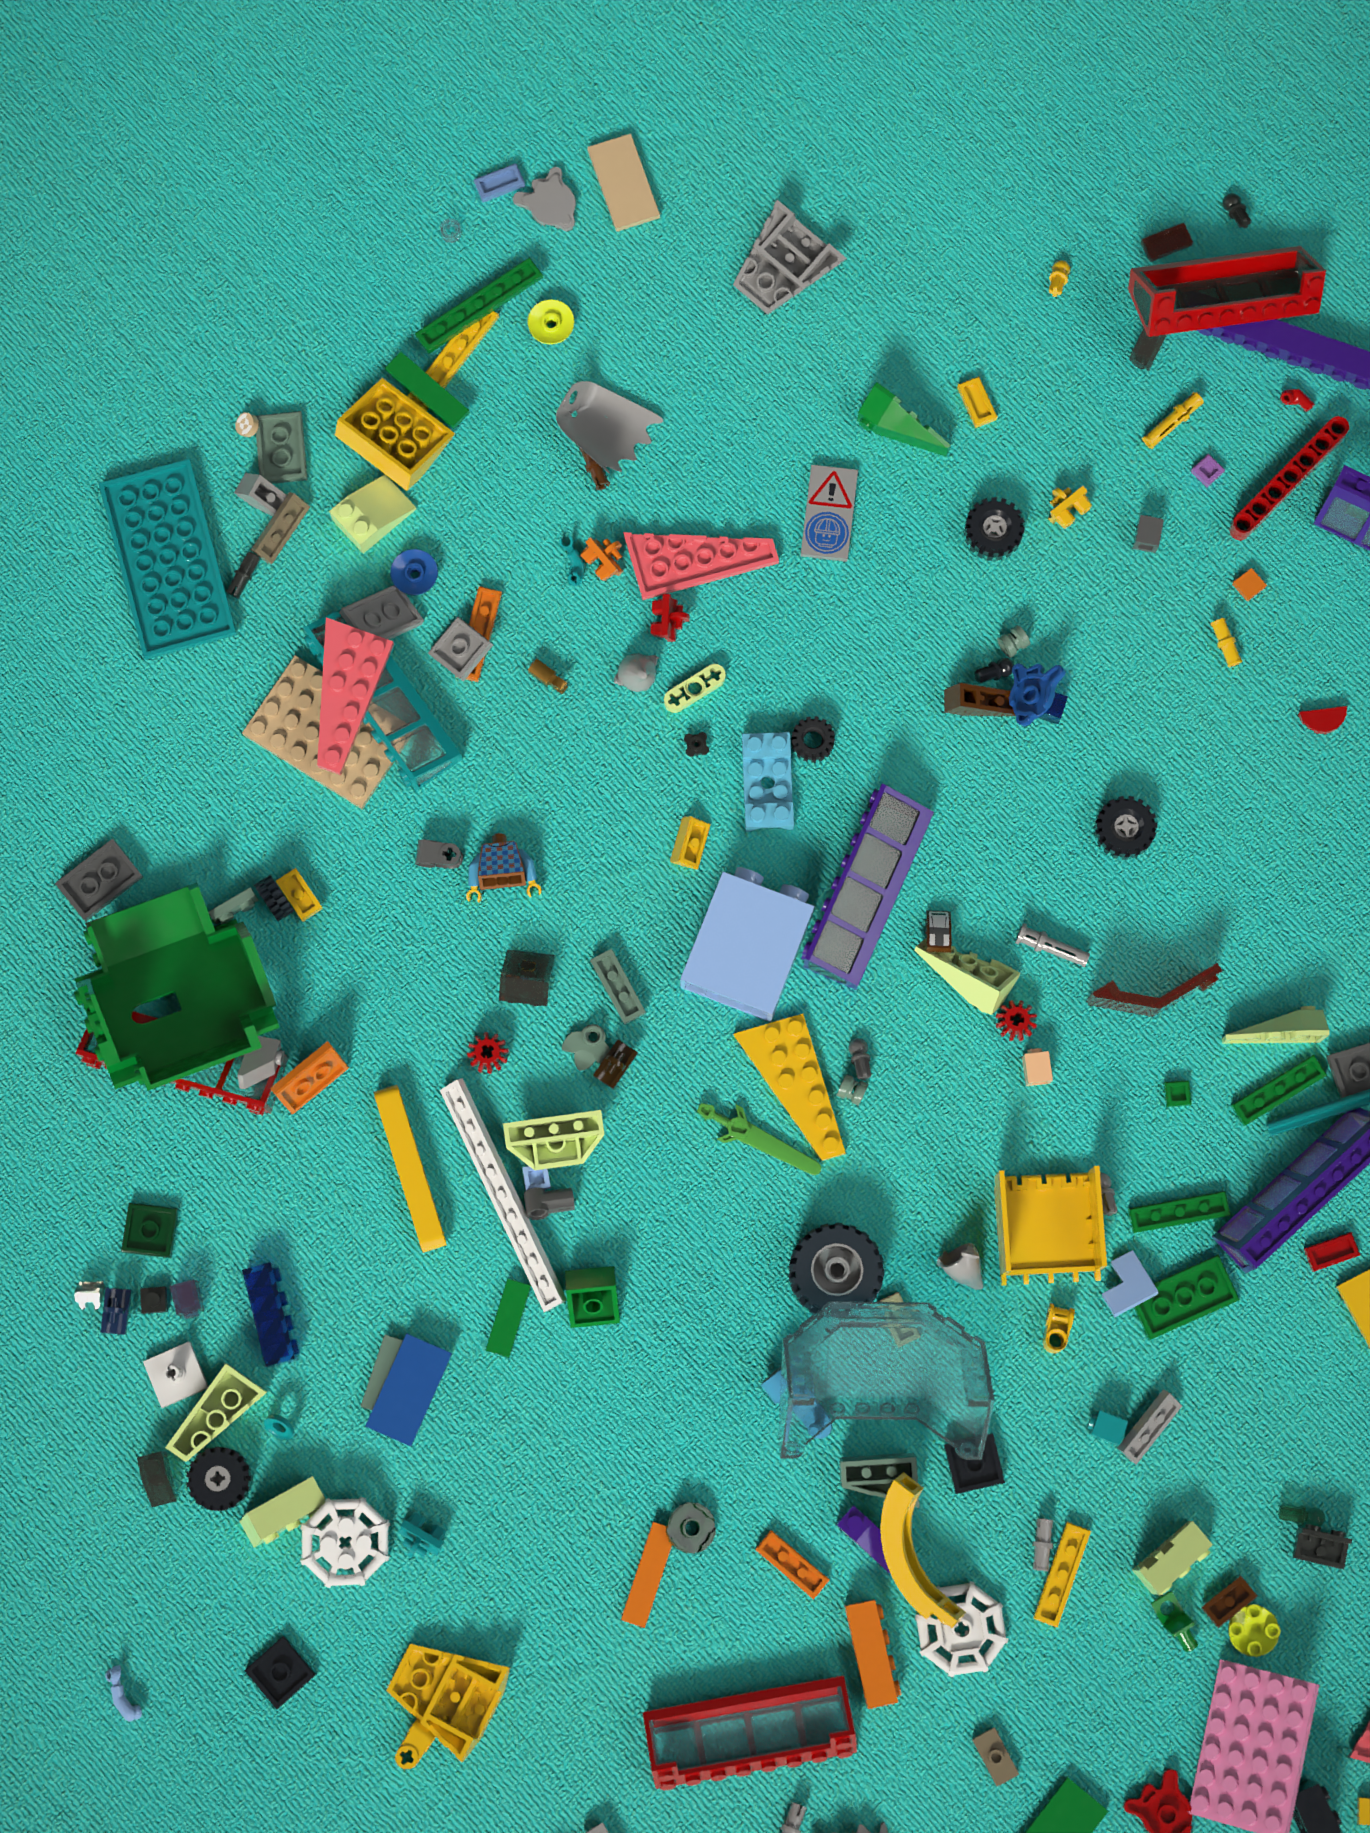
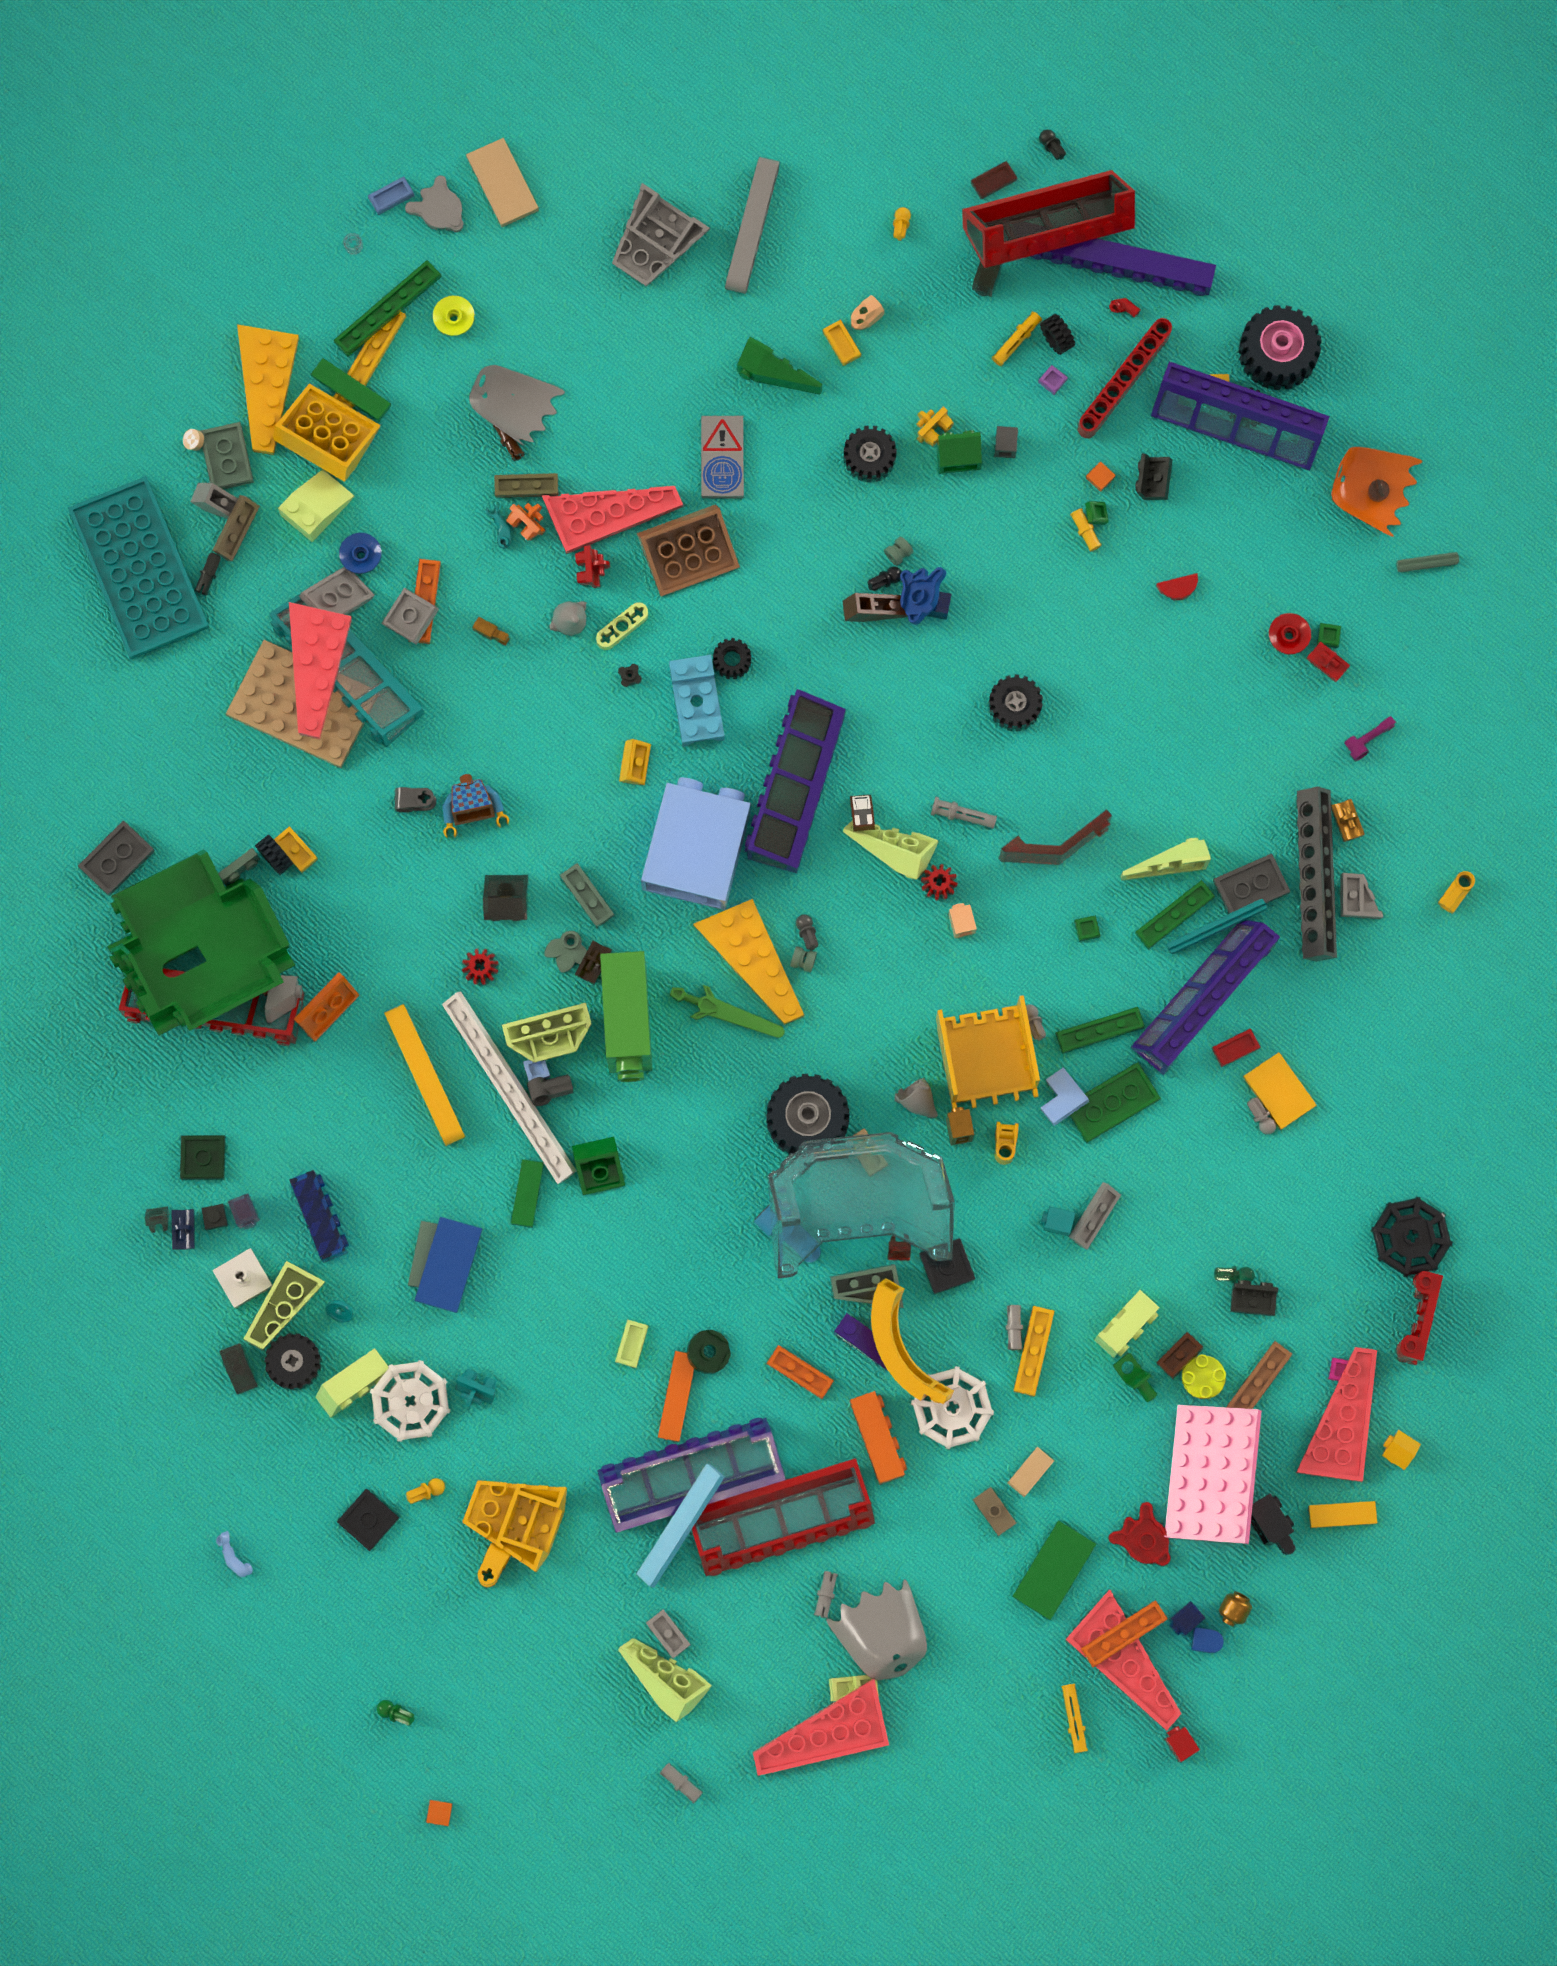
camera: 10 degrees left, 0 degrees up
(337, 361) = (267, 372): none -> yellow wing
(361, 1644) = (435, 1487): none -> yellow axle
(604, 1506) = (631, 1344): none -> yellowish green tile
(607, 518) = (526, 485): none -> olive plate
(634, 1729) = (680, 1525): none -> medium azure tile
(644, 1131) = (626, 1015): none -> bright green brick
(652, 1669) = (658, 1482): none -> window
(779, 612) = (688, 550): none -> medium nougat slope
(893, 261) = (752, 225): none -> light grey beam
(921, 1438) = (898, 1250): none -> clear red tile
(1007, 1304) = (959, 1126): none -> pearl gold brick
(1009, 373) = (866, 313): none -> light nougat rock
(1042, 1716) = (1030, 1472): none -> tan slope
(1095, 538) = (959, 452): none -> green slope
(1219, 420) = (1057, 334): none -> black tyre
(1241, 625) = (1096, 512): none -> green tile
(1309, 593) = (1154, 477): none -> pearl dark grey bracket
(1317, 1641) = (1260, 1377): none -> medium nougat tile
(1357, 1346) = (1267, 1125): none -> light grey axle

